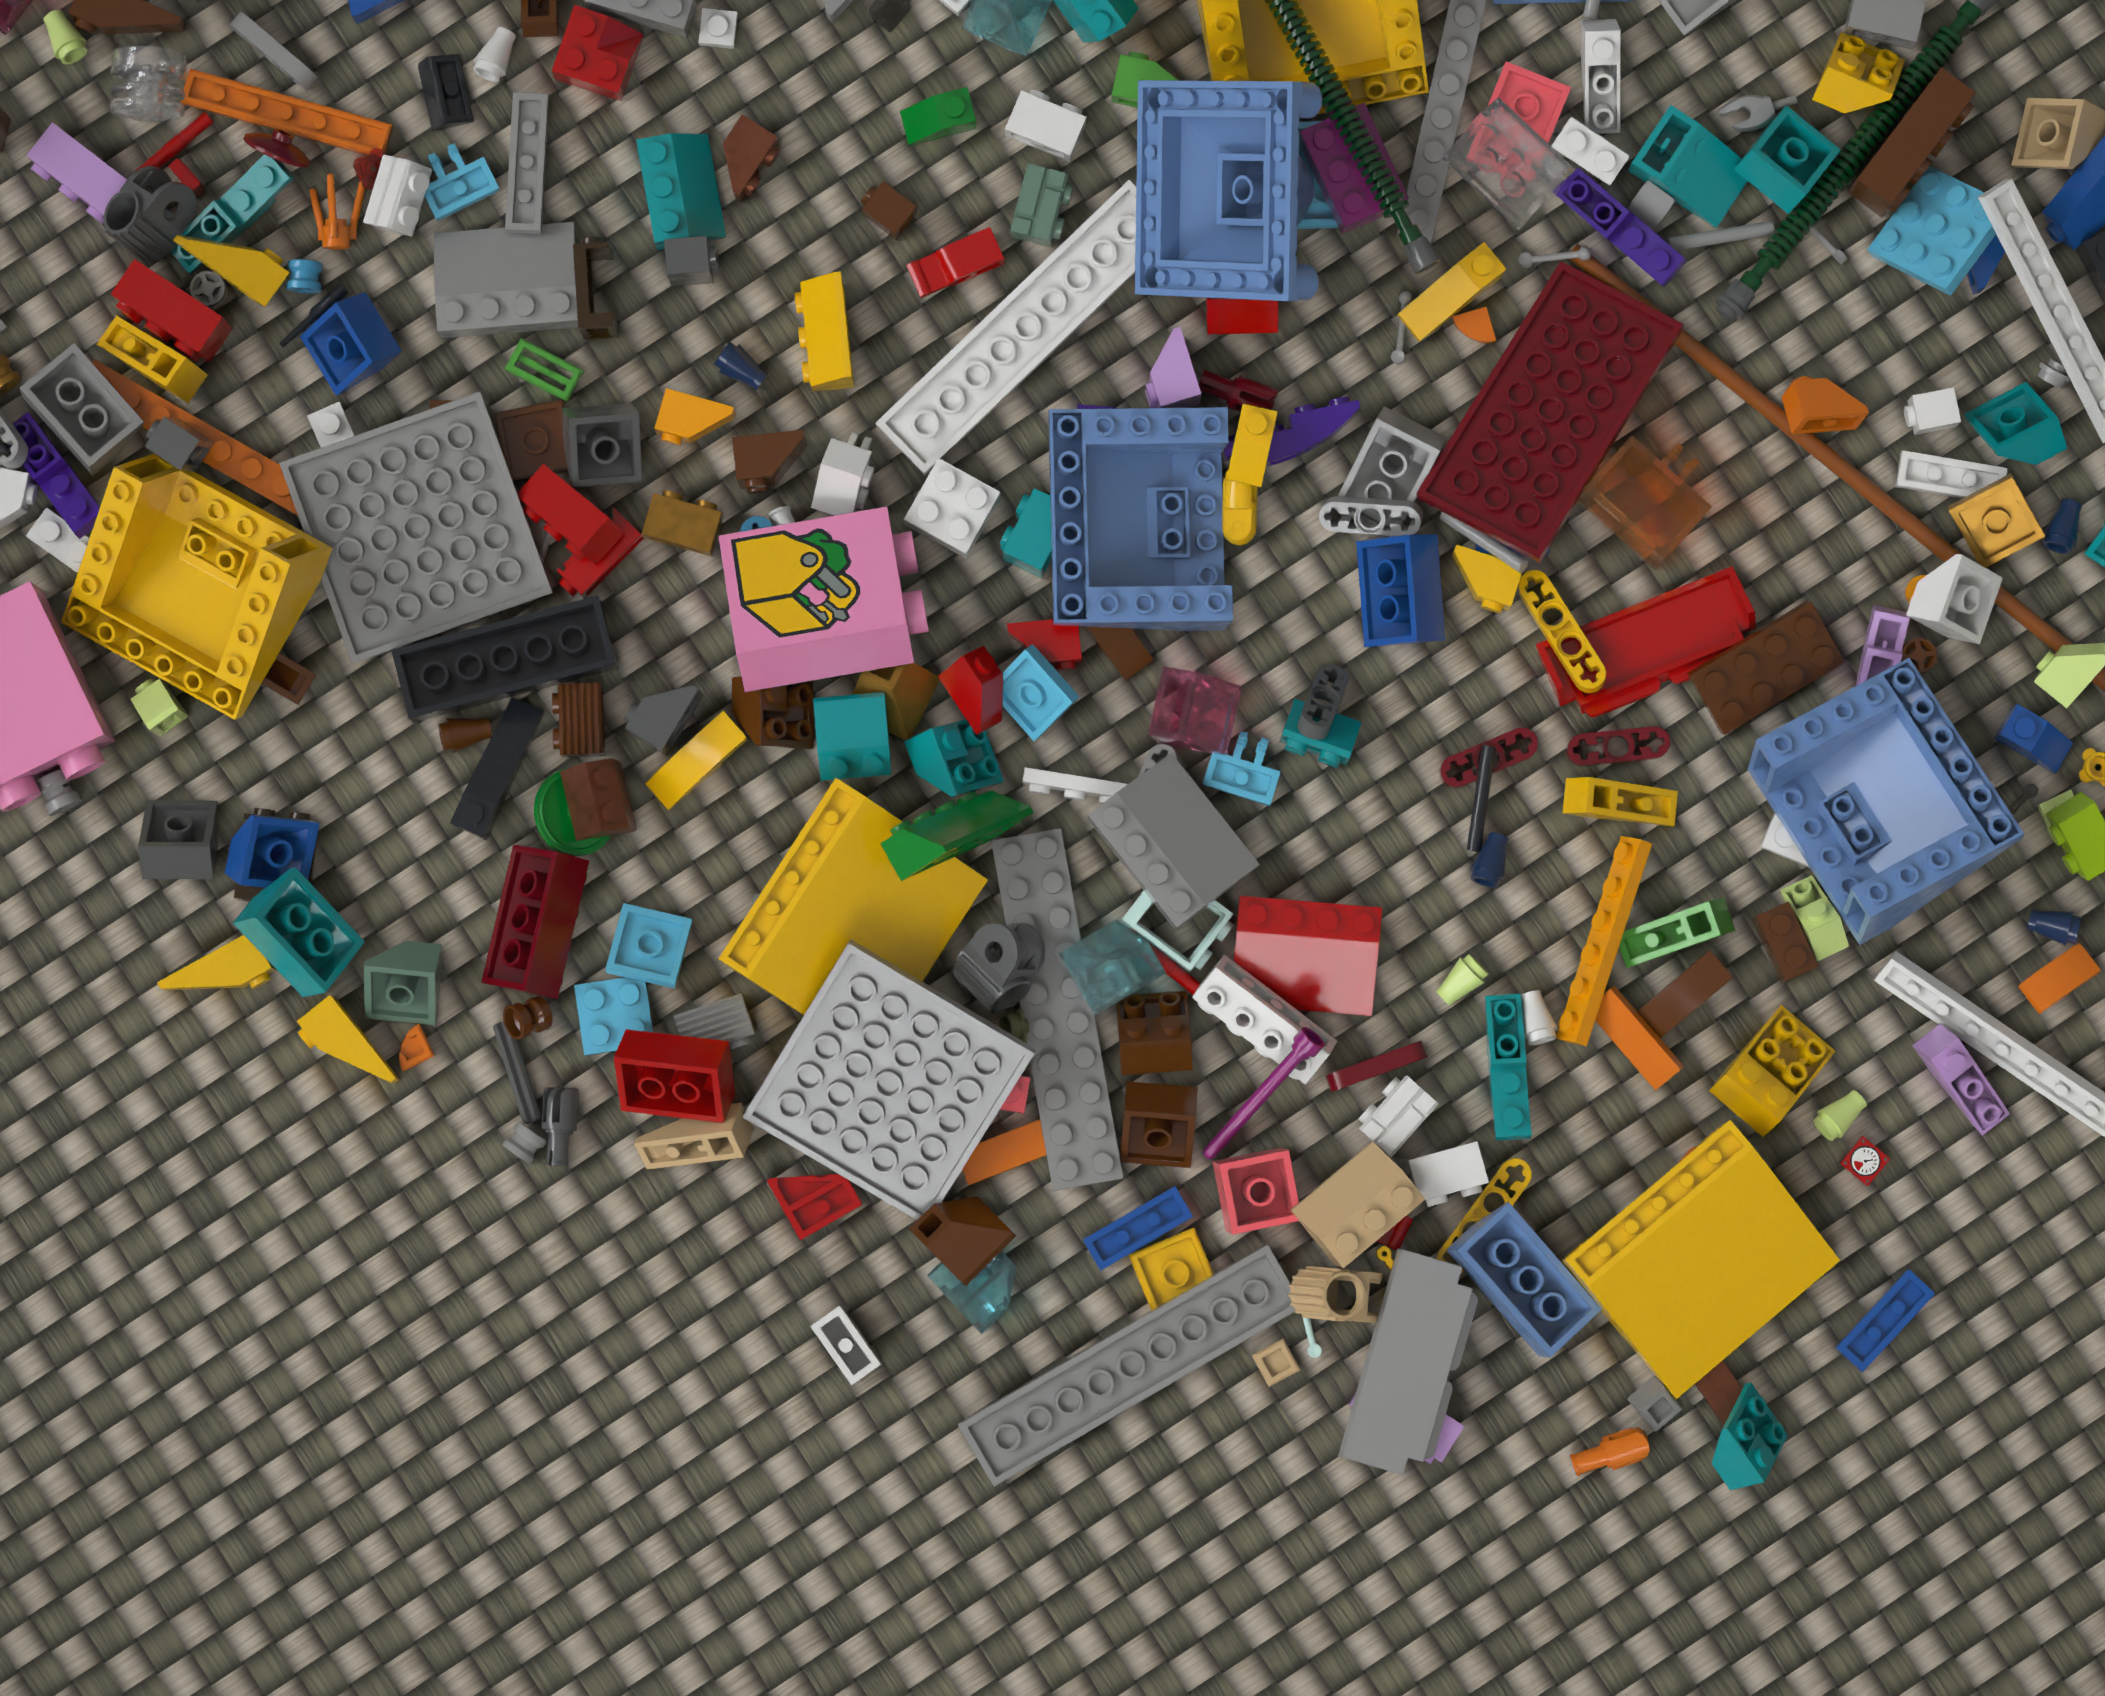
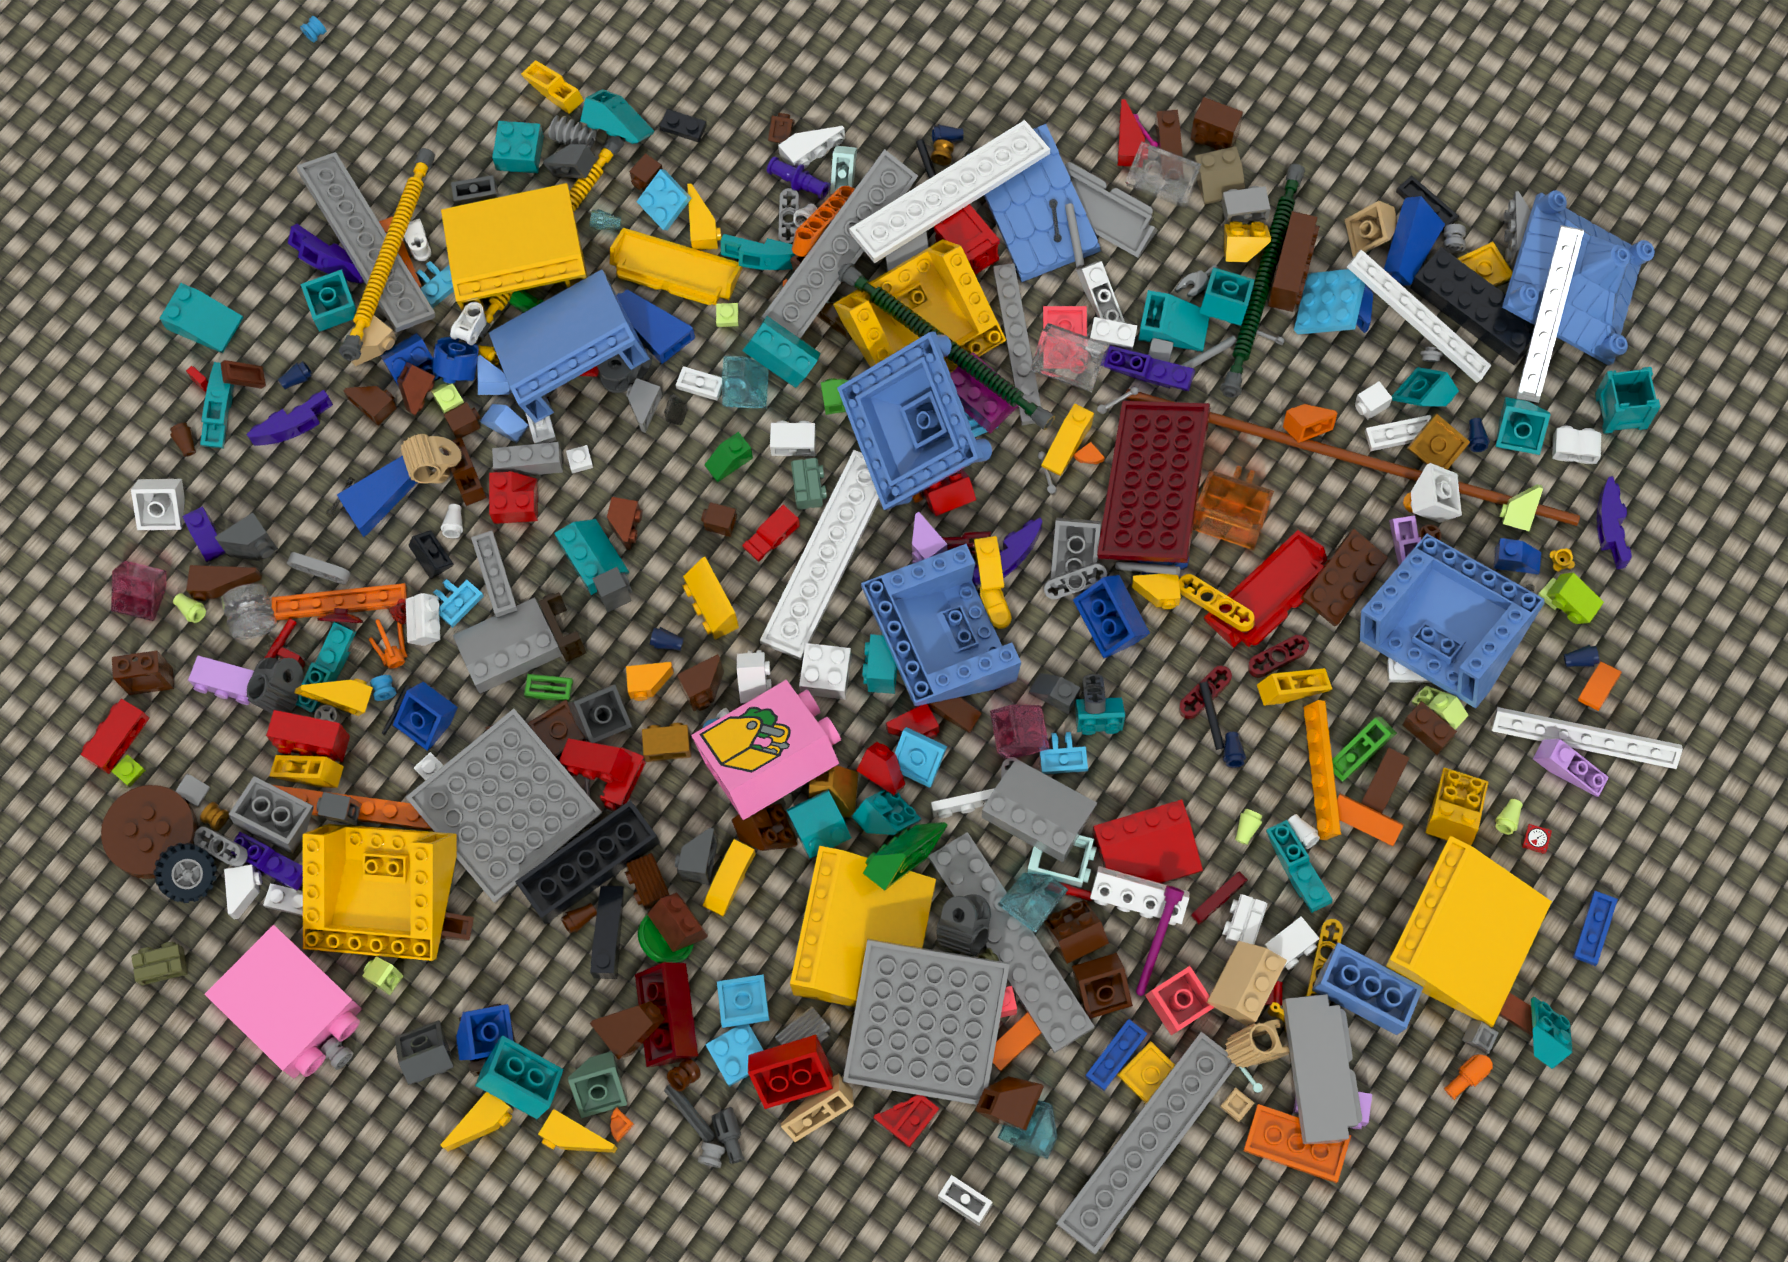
camera: 20 degrees left, 15 degrees down
(474, 920) = (628, 1028): none -> reddish brown slope
(1271, 671) = (1055, 691): none -> dark grey slope
(1310, 1432) = (1279, 1139): none -> orange plate

